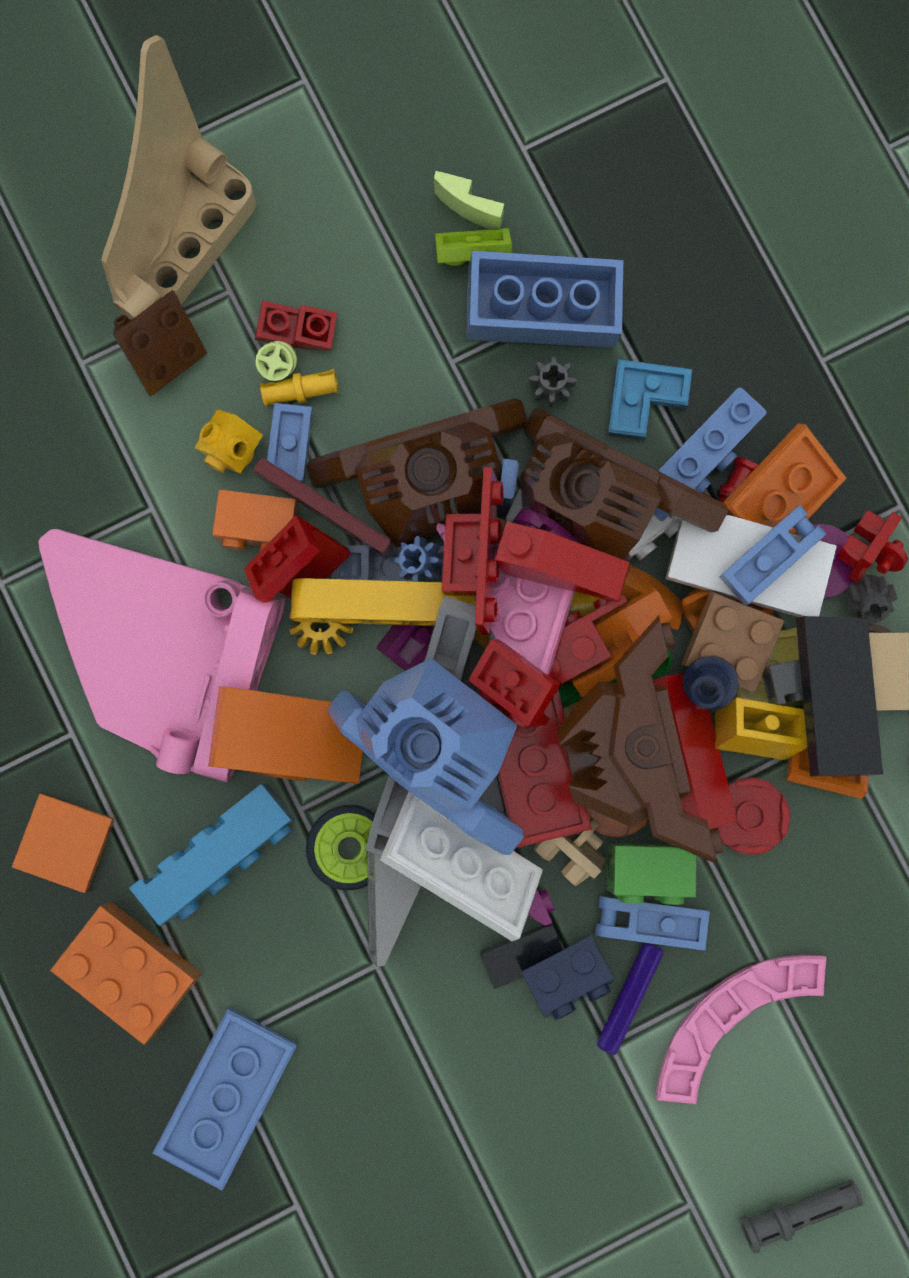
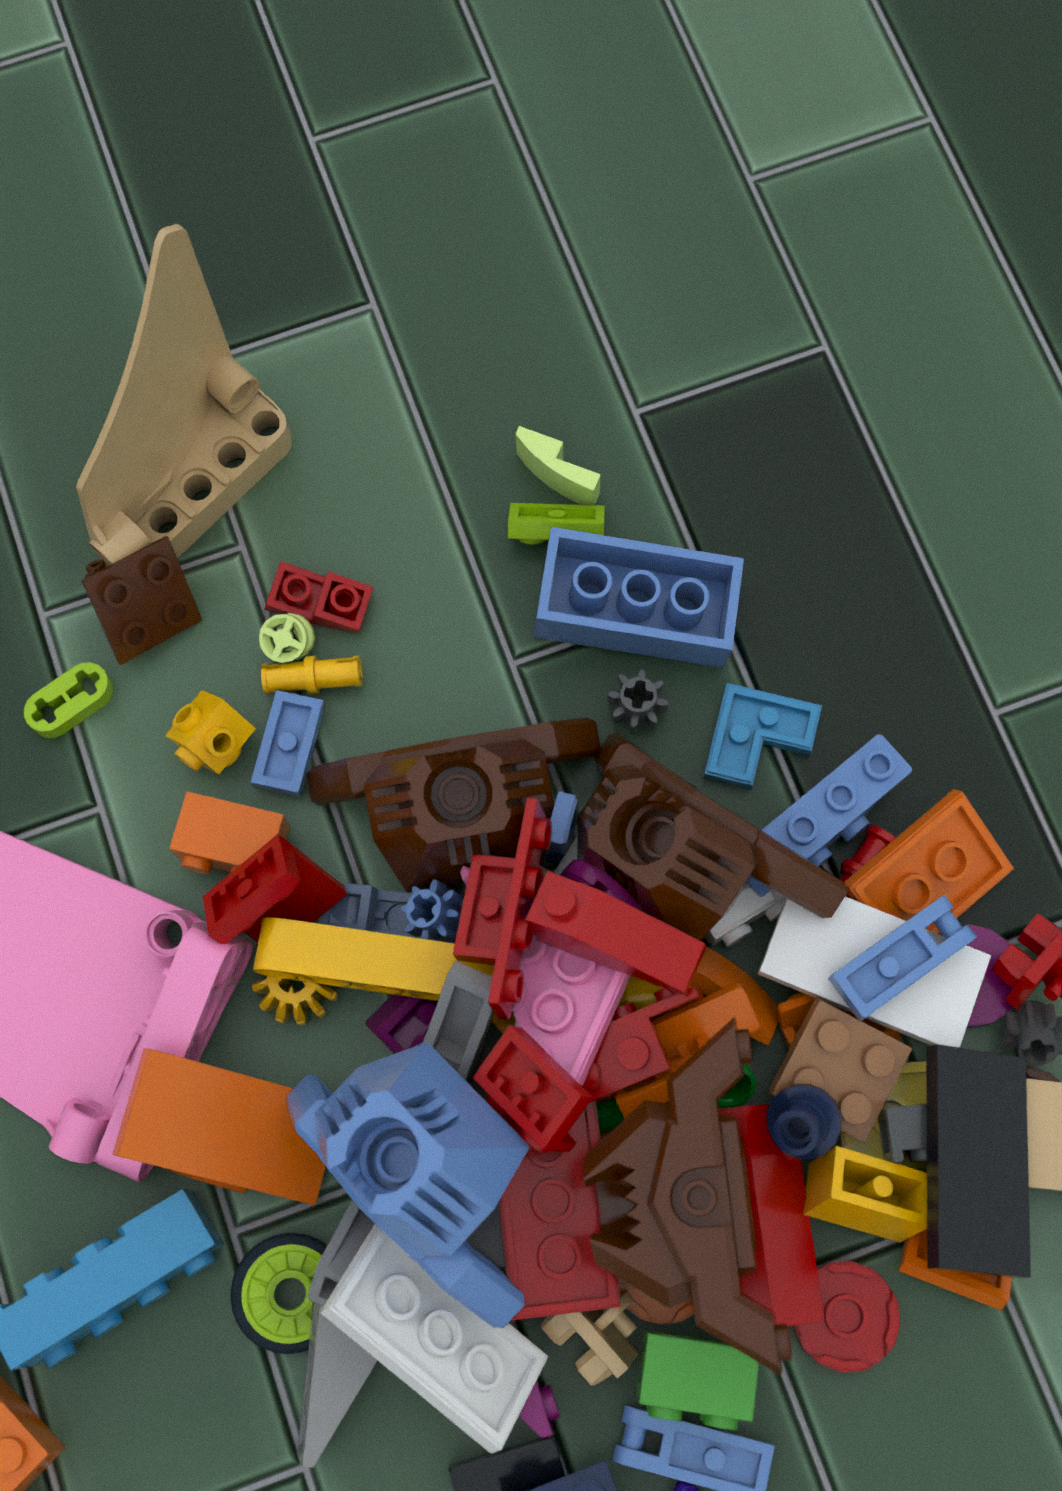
camera: 10 degrees right, 10 degrees down
(109, 420) = (68, 699): none -> lime beam
(323, 507) = (319, 830): dark red tile -> none

